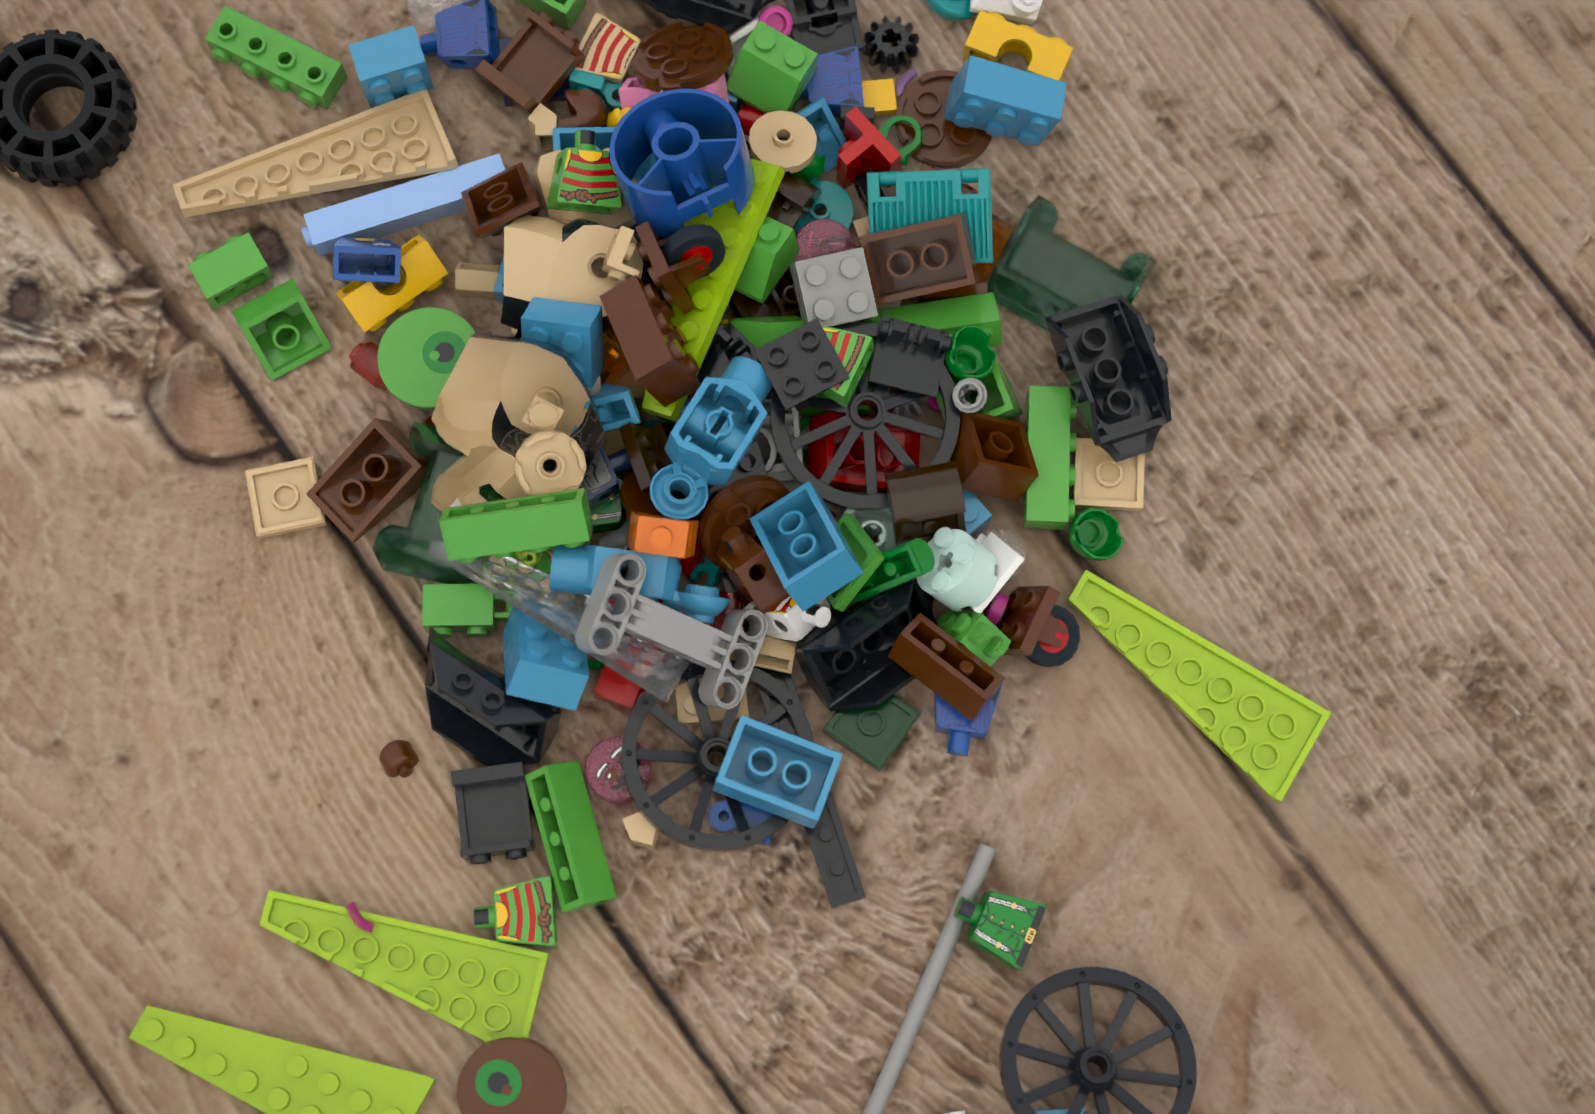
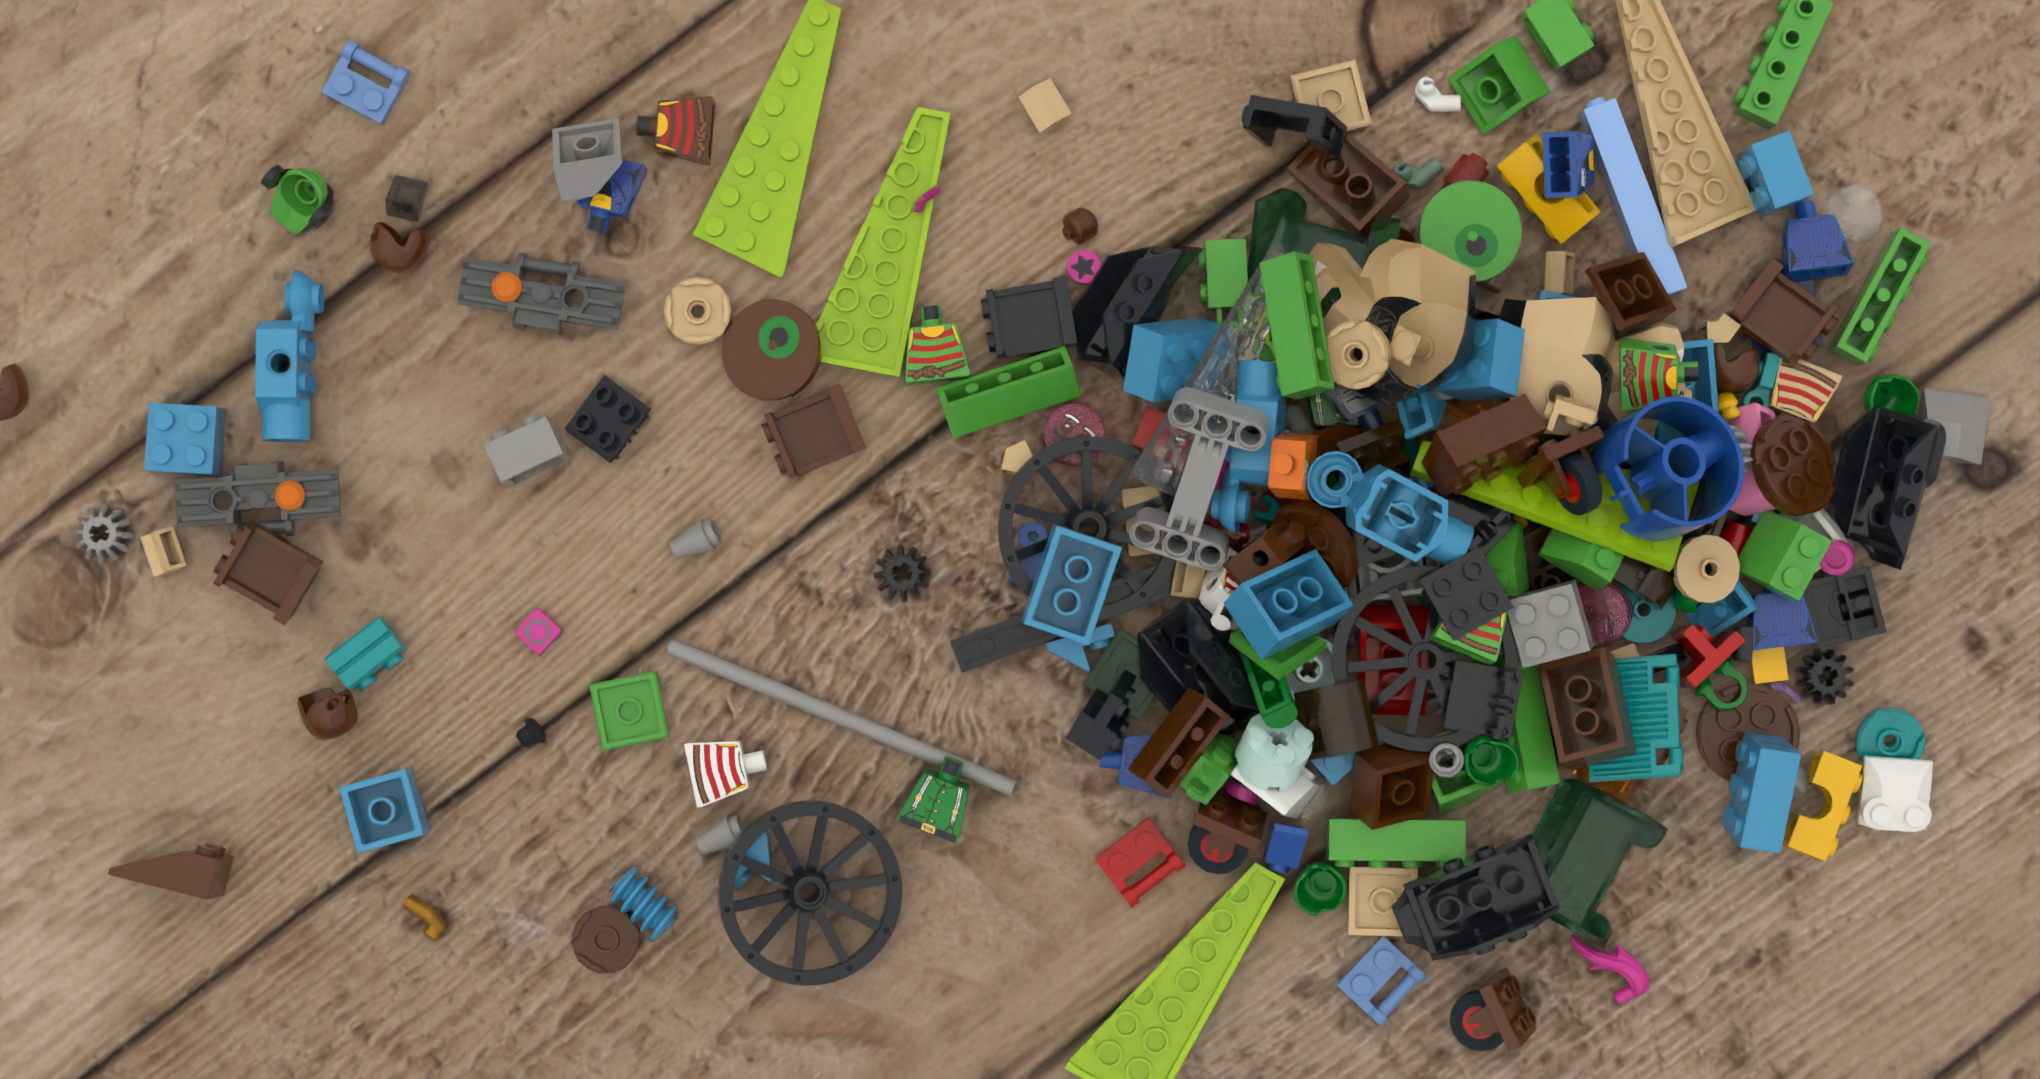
camera: 90 degrees right, 10 degrees up
(268, 789) = (1045, 105): none -> tan piece
(291, 395) = (1433, 99): none -> white arm
(299, 528) = (1320, 125): none -> black panel
(369, 408) = (1416, 176): none -> sand green arm
(442, 755) = (1083, 266): none -> dark pink tile
(603, 1048) = (813, 432): none -> reddish brown panel
(746, 959) = (899, 563): none -> black gear
(846, 776) = (1074, 652): none -> dark azure slope
(916, 747) = (1103, 718): none -> black brick
(1052, 566) = (1284, 846): none -> blue slope
(1057, 725) = (1133, 852): none -> red plate
(1171, 246) = (1619, 962): none -> dark pink piece
(1180, 487) = (1372, 973): none -> medium blue plate
(1225, 372) = (1493, 1015): none -> reddish brown plate

